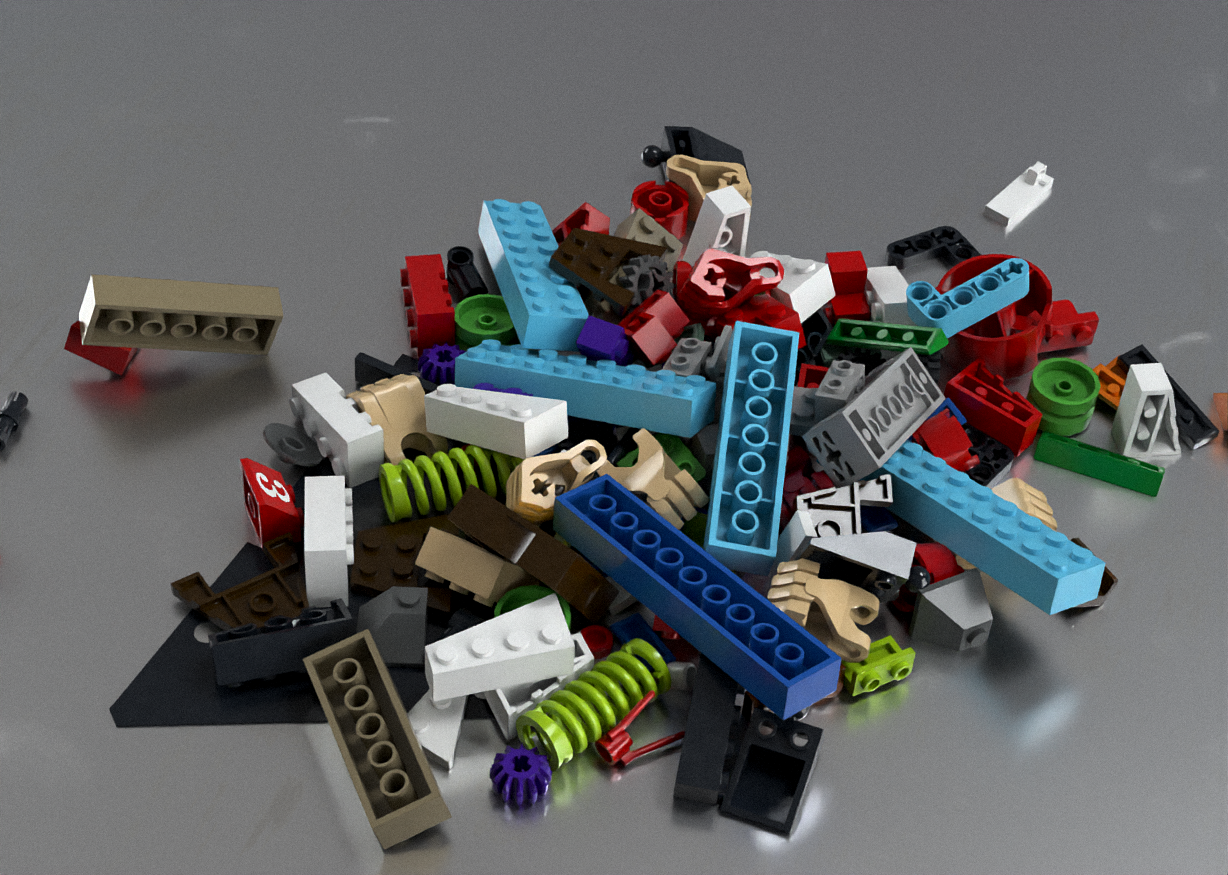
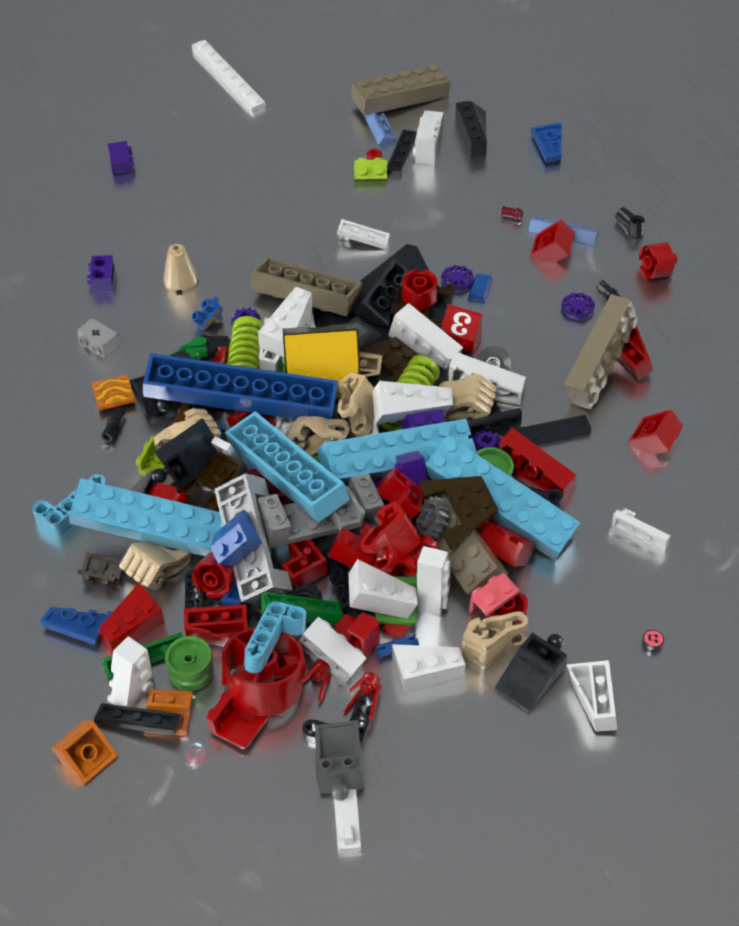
camera: 140 degrees right, 5 degrees up
(67, 442) = (578, 305): none -> dark purple wheel
(133, 569) = (480, 287): none -> blue tile
(141, 604) = (457, 278): none -> dark purple wheel
(164, 779) = (350, 230): none -> white hinge
(245, 245) = (657, 432): none -> red slope
(245, 582) = (419, 289): none -> red brick
(337, 335) = (556, 429): none -> black tile
(418, 199) = (626, 523): none -> white hinge
(547, 115) = (653, 640): none -> tile
(562, 820) = (210, 313): none -> blue hips
(636, 782) = (204, 346): none -> animal
(668, 101) = (595, 692): none -> white wedge
(671, 209) = (493, 595): none -> coral bracket
(799, 227) = (427, 665): none -> white wedge
(835, 823) = (113, 392): none -> slope
(882, 255) = (368, 684): none -> red plant
(883, 768) = (113, 424): none -> black pin
(914, 401) = (235, 540): none -> blue slope
(985, 218) = (339, 758): none -> dark grey slope
(1049, 683) = (57, 519): none -> medium azure beam
(1093, 489) = (133, 618): none -> red wedge
(1124, 337) = (195, 754): none -> clear light blue tile
(1157, 541) = (75, 624): none -> blue wing

